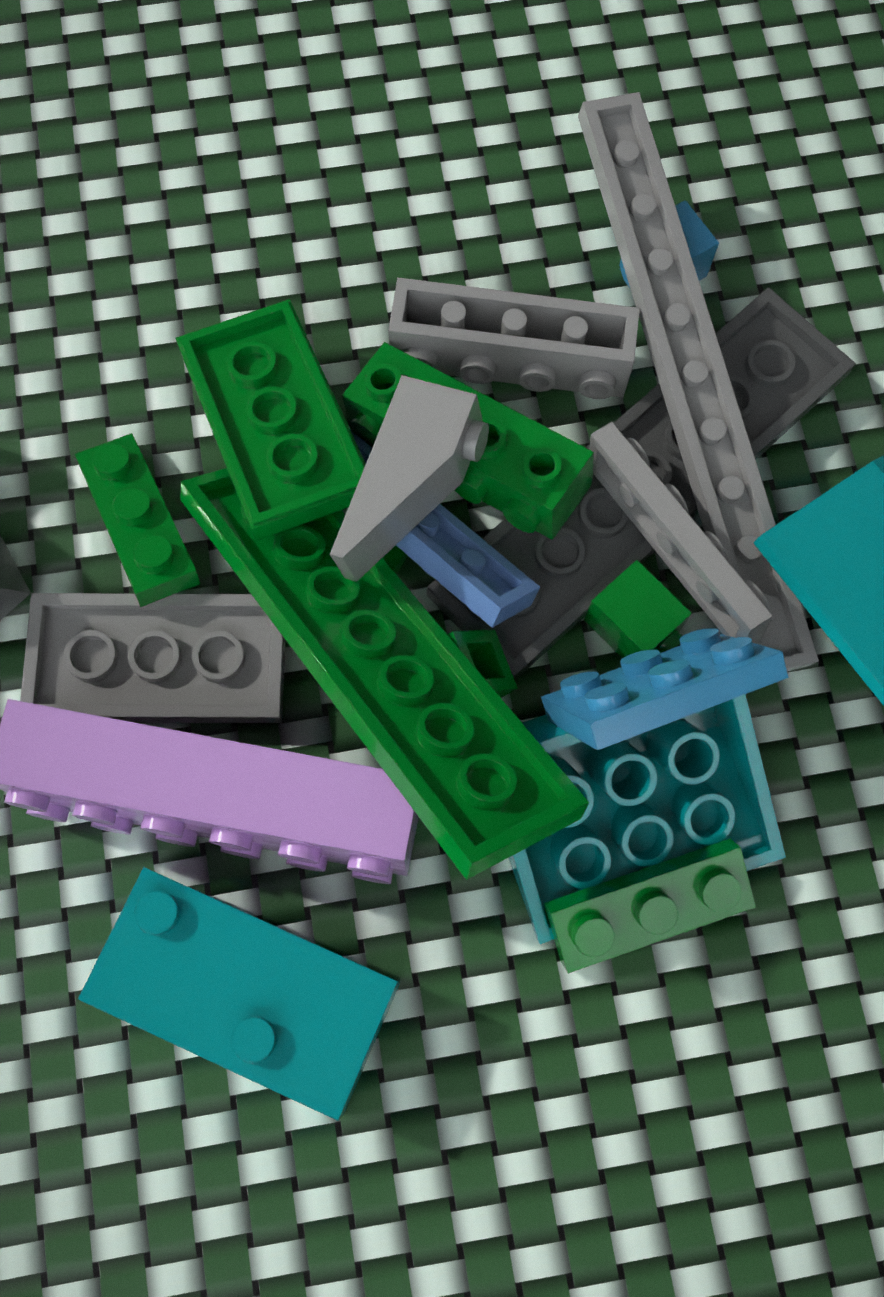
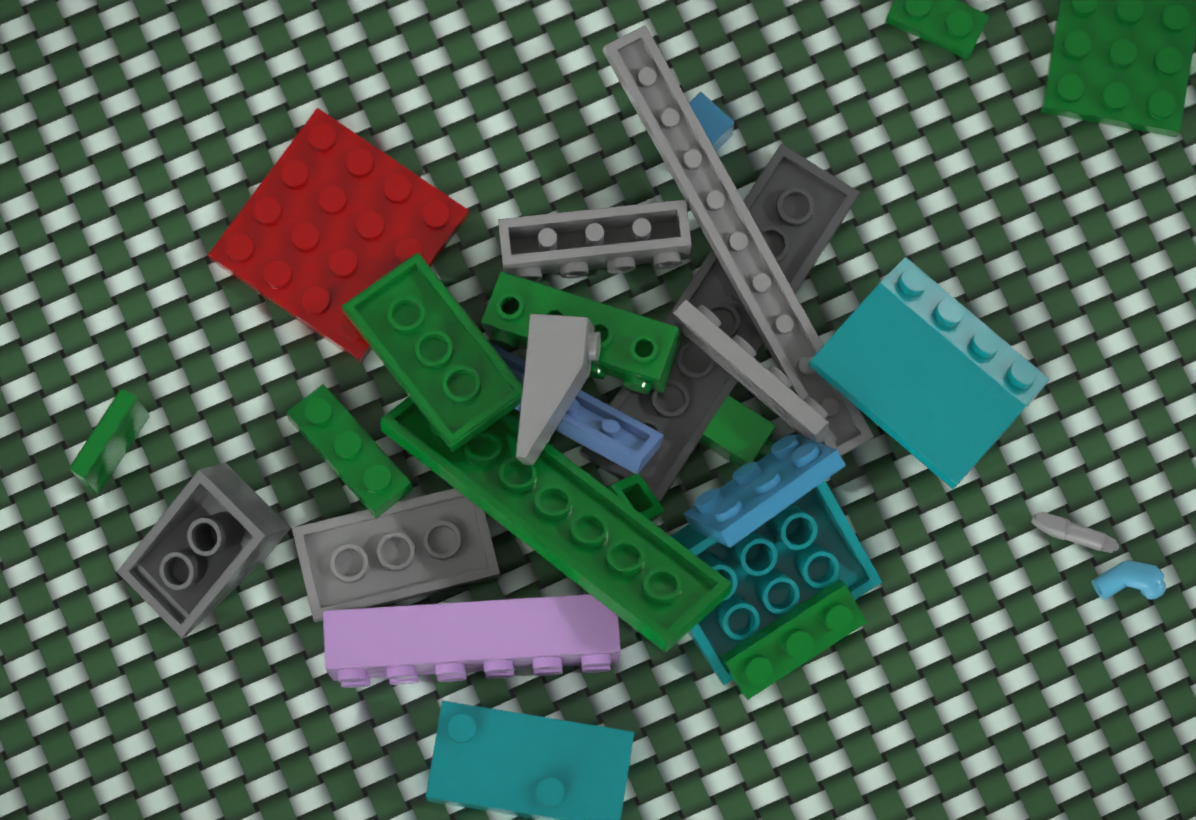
camera: 15 degrees left, 5 degrees up
(198, 252) = (331, 226): none -> red plate

